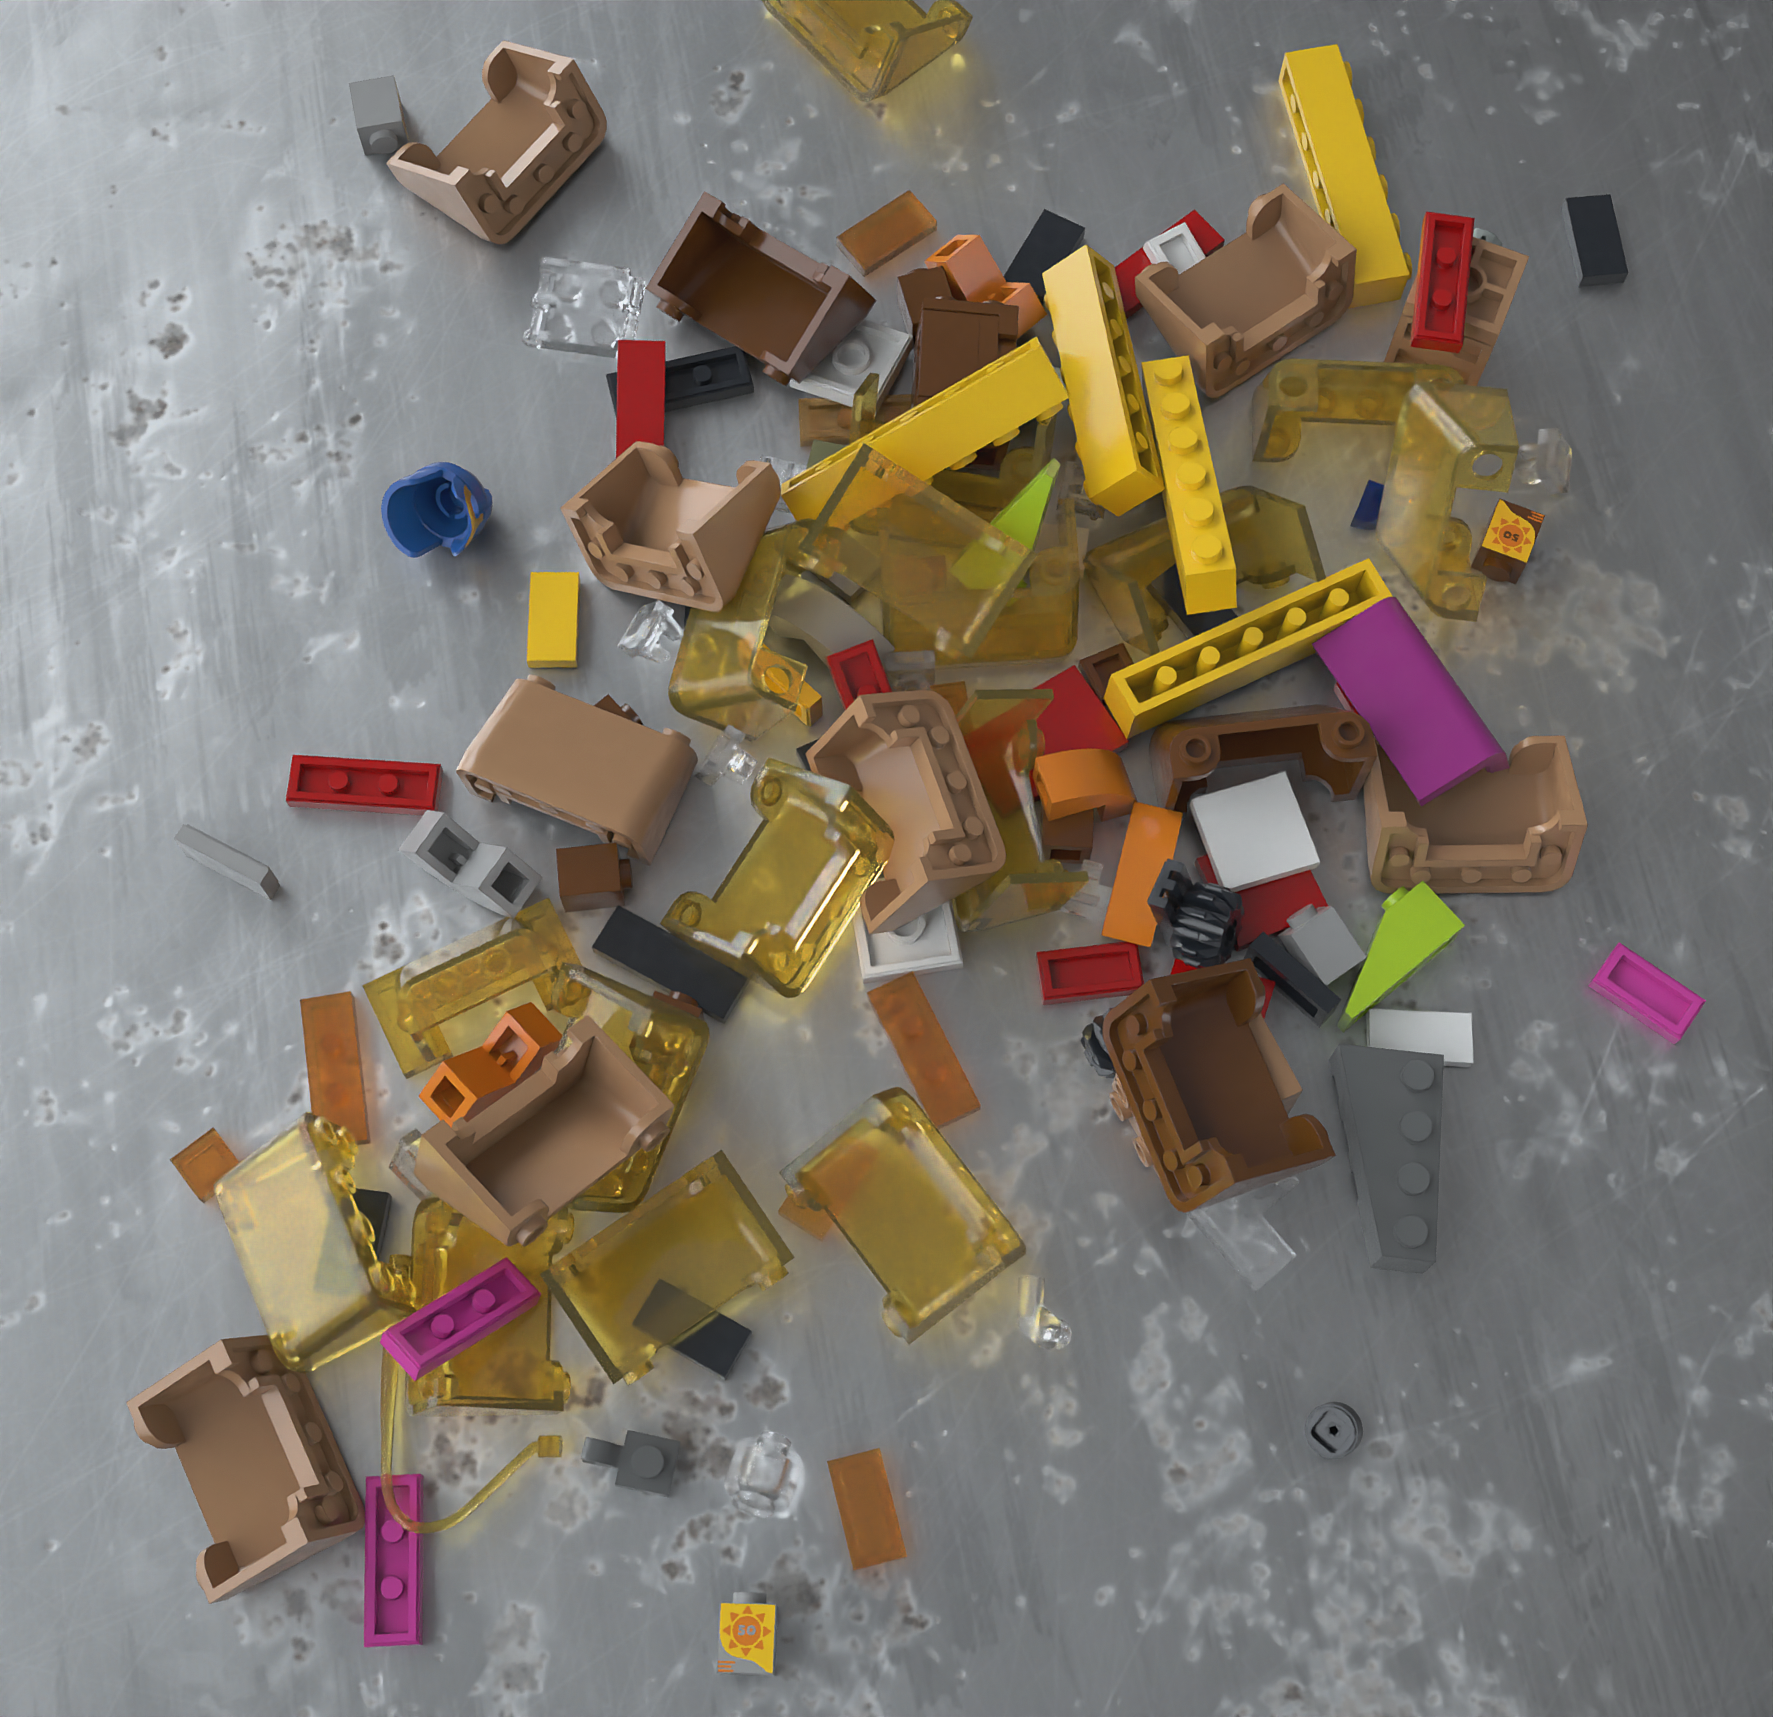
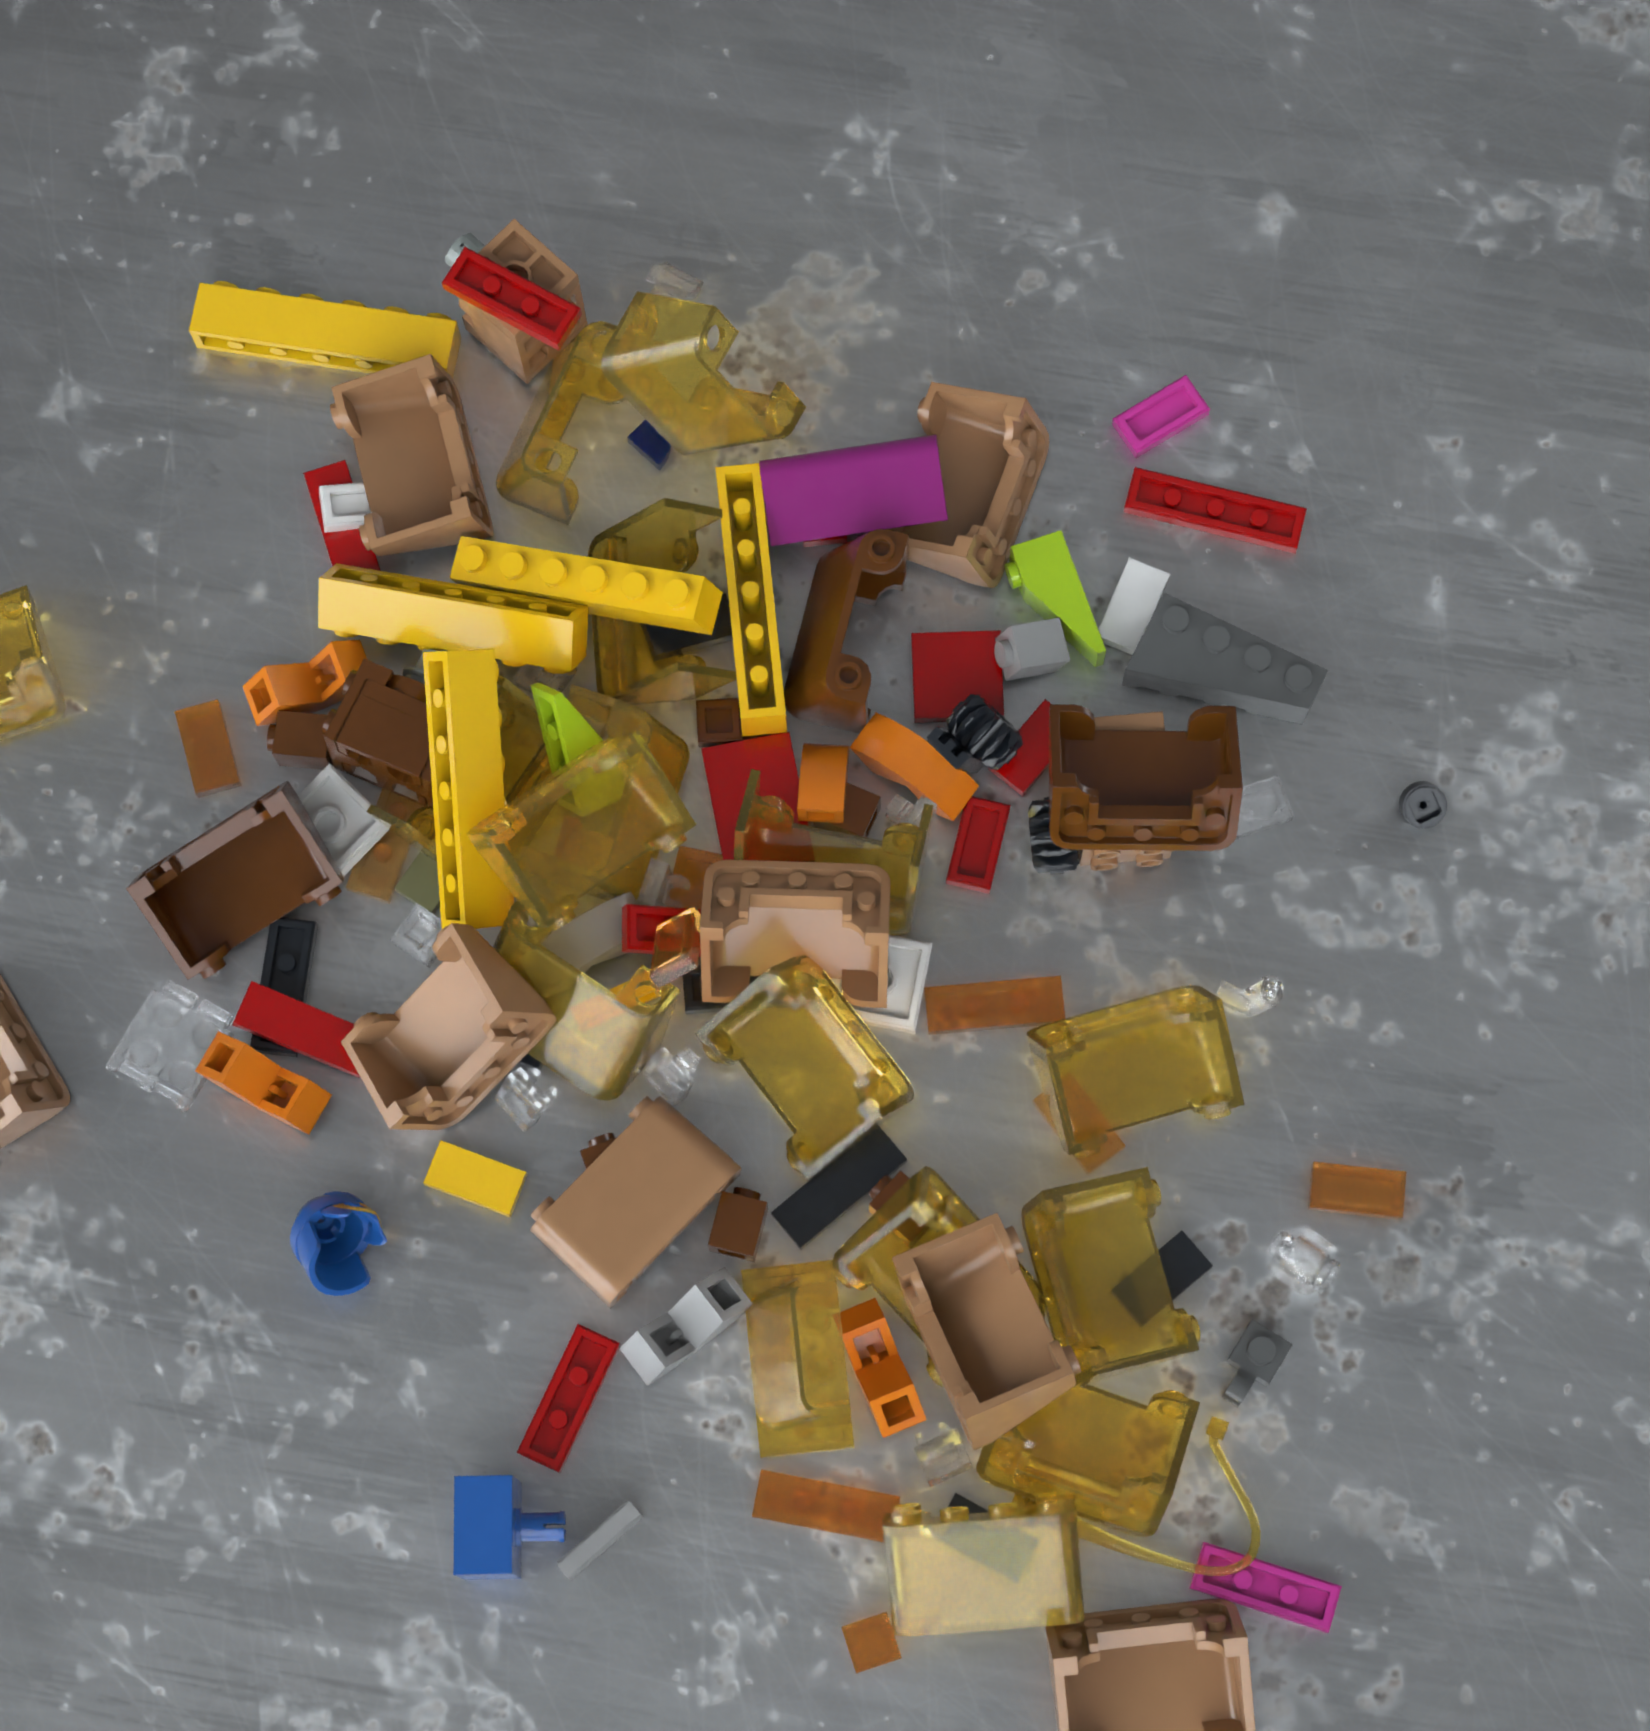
camera: 65 degrees left, 5 degrees up
(201, 751) = (493, 1527): none -> blue brick
(460, 1318) = (1096, 1459): dark pink tile -> none
(576, 395) = (263, 1083): none -> orange brick
(747, 1636) = (1427, 1318): brick -> none
(829, 689) = (676, 947): none -> clear orange tile
(1046, 245) = (291, 619): black tile -> none
(1254, 832) = (914, 662): white tile -> none
(1292, 979) = (1049, 685): black tile -> none
(1507, 542) = (746, 356): brick -> none
(1569, 1088) = (1215, 510): none -> red tile
(1594, 240) = (475, 154): black tile -> none

